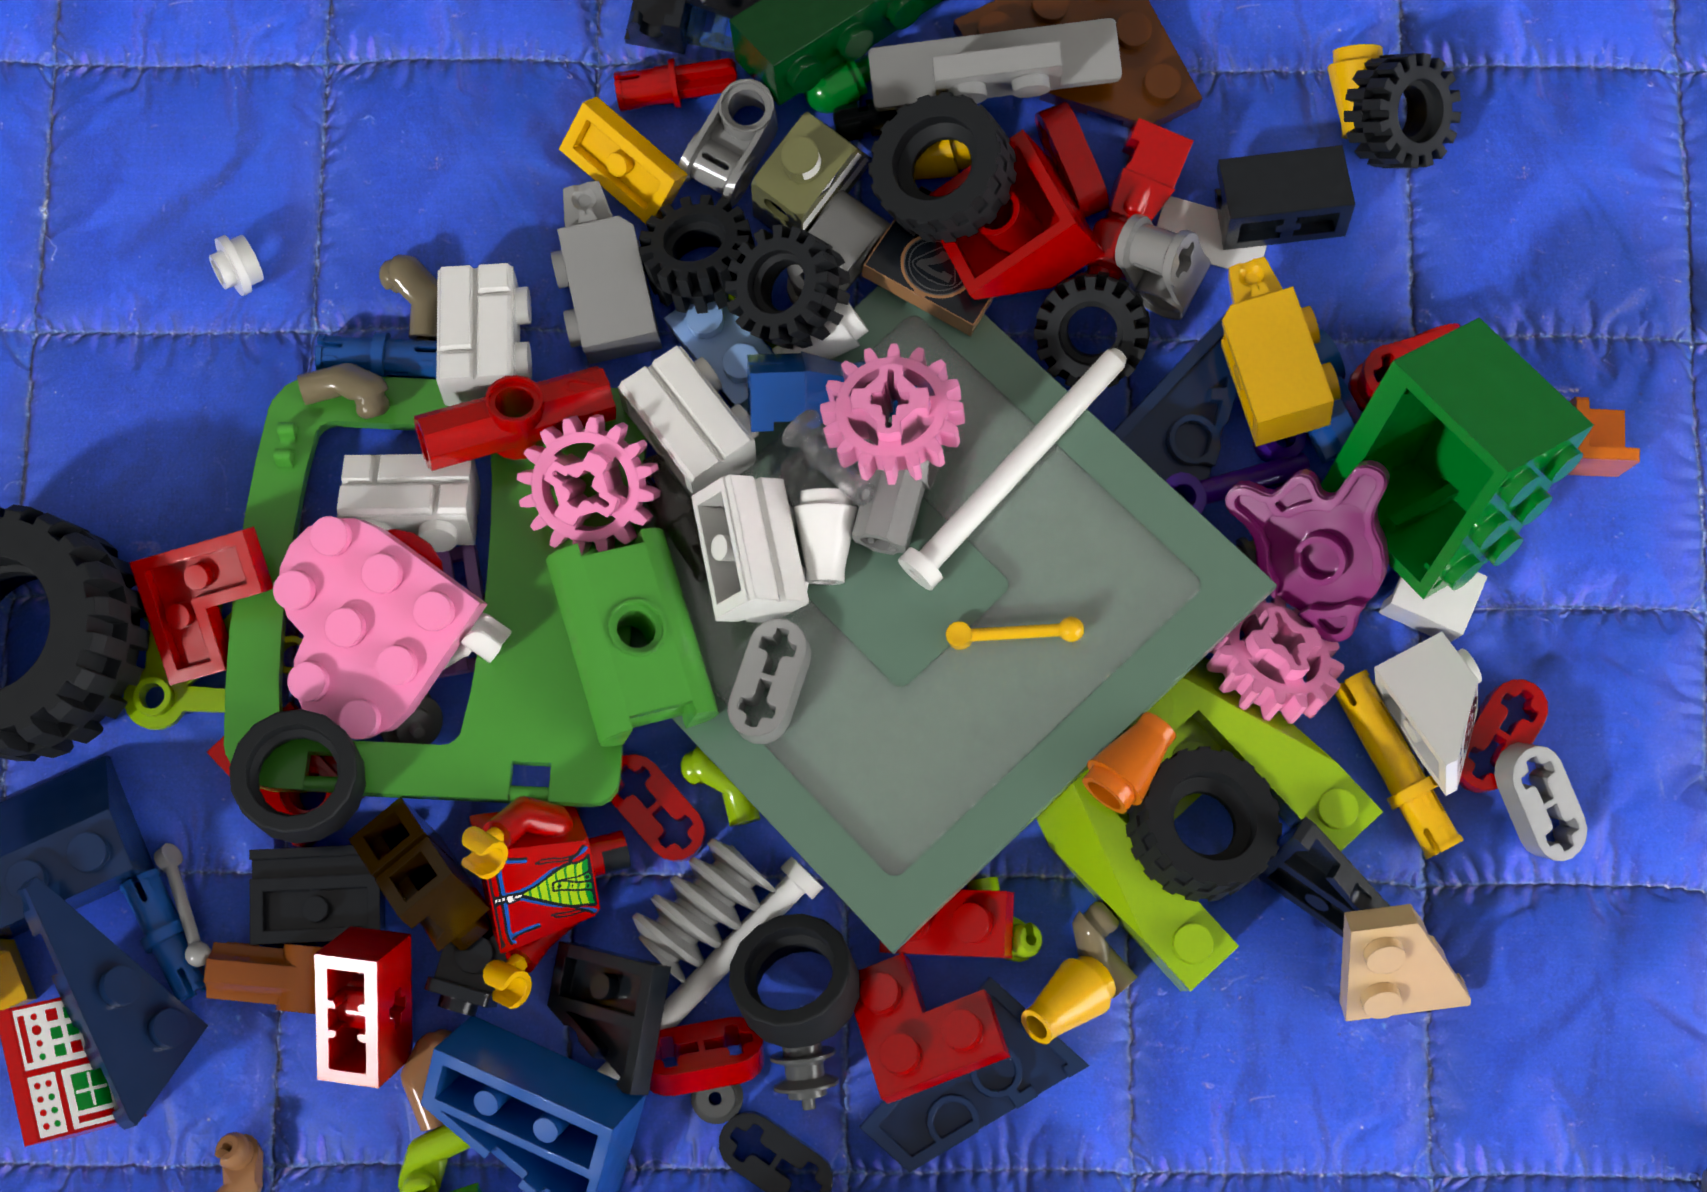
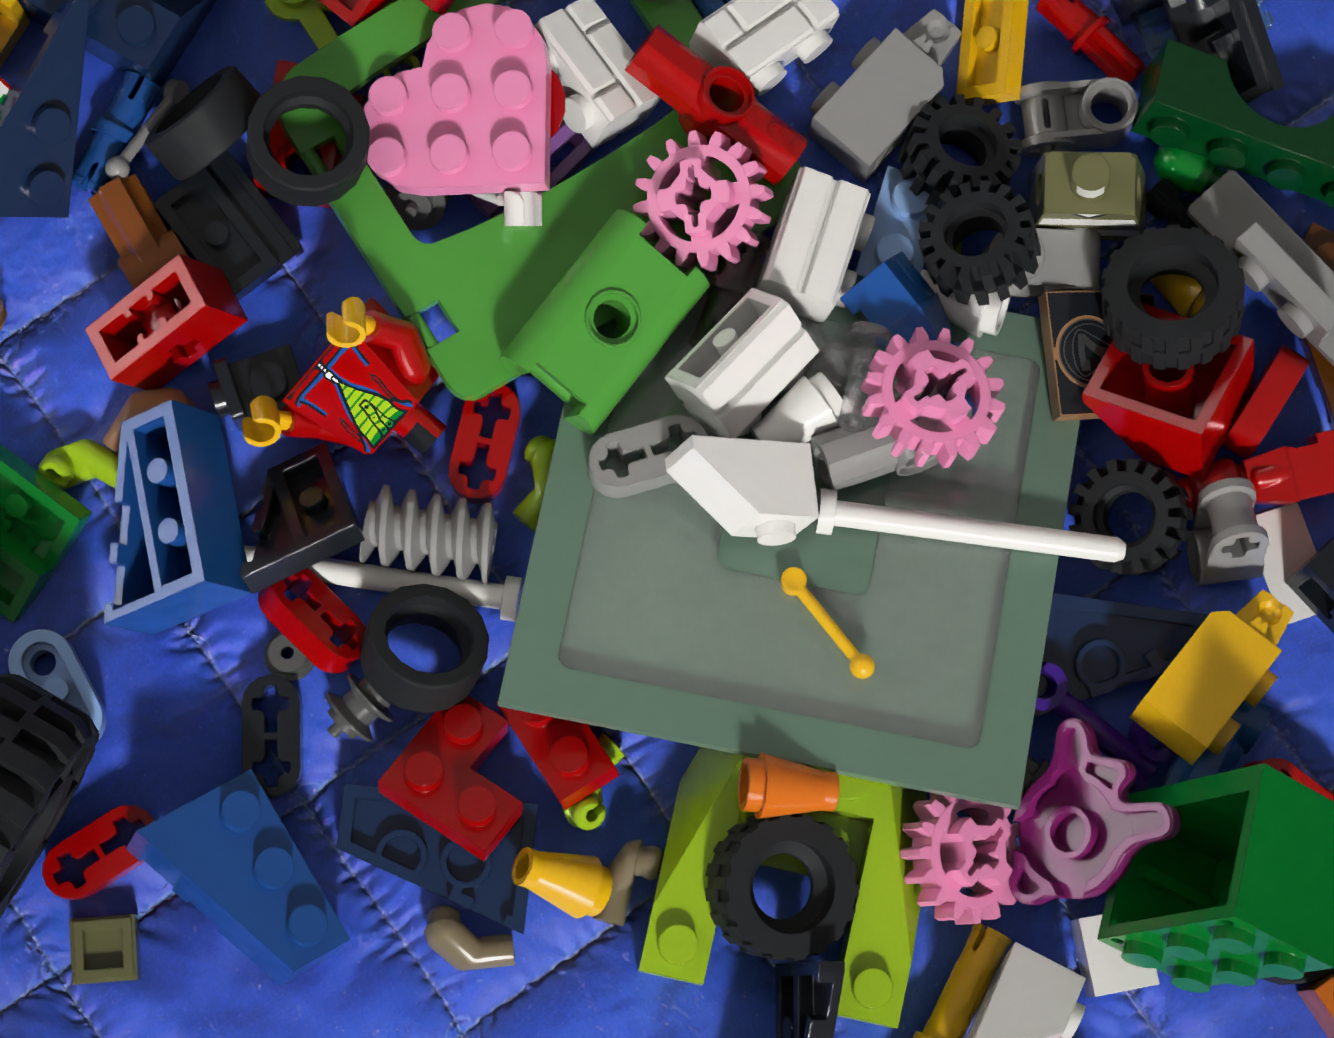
camera: 45 degrees right, 0 degrees up
(215, 853) = (203, 123): none -> black tyre
(422, 877) = (296, 294): dark brown hips -> none
(857, 613) = (749, 484): none -> white slope
(1061, 1124) = (461, 947): none -> dark tan arm

